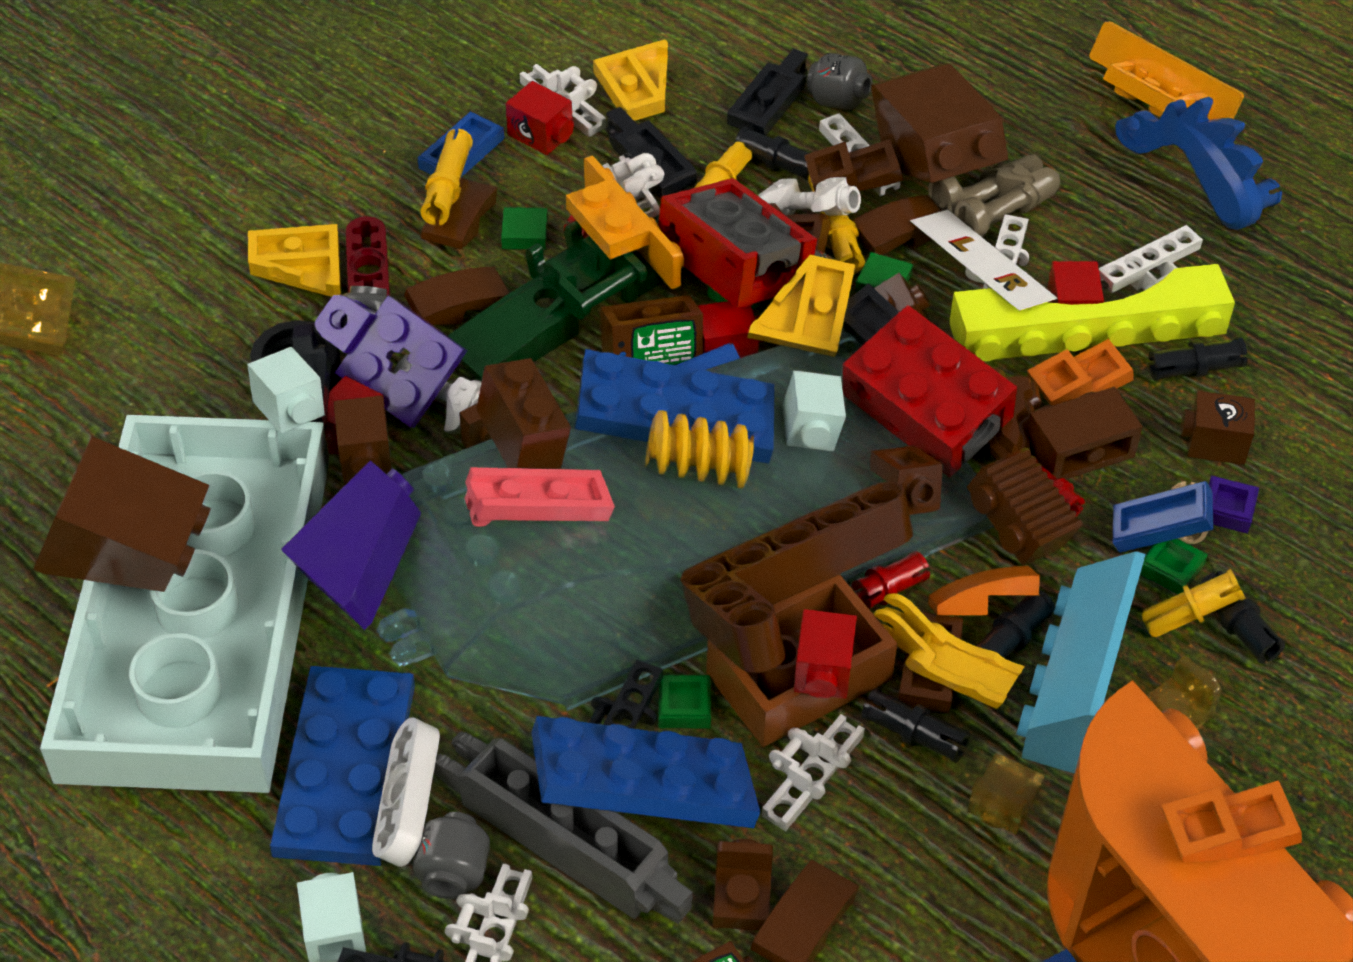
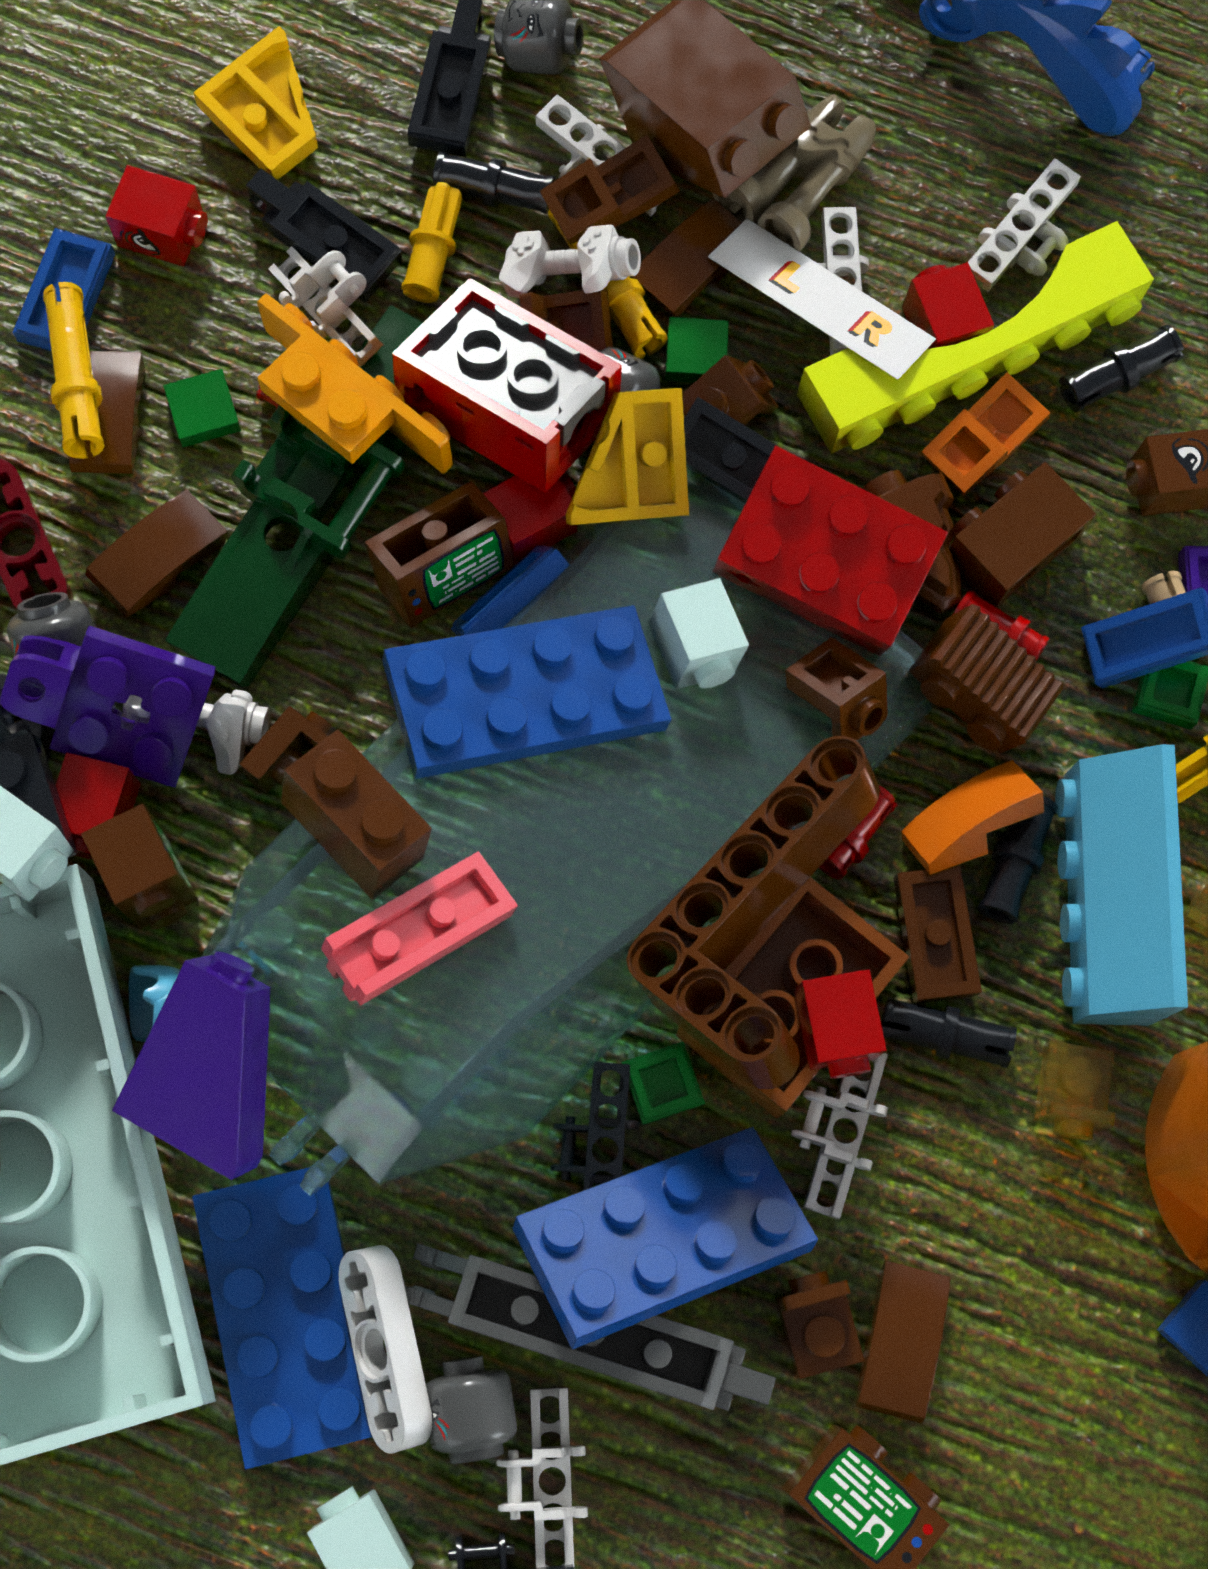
camera: 25 degrees left, 25 degrees up
(558, 82) = (157, 139): white piece -> none
(700, 448) = (587, 764): yellow piece -> none
(946, 658) = (969, 936): yellow arm -> none

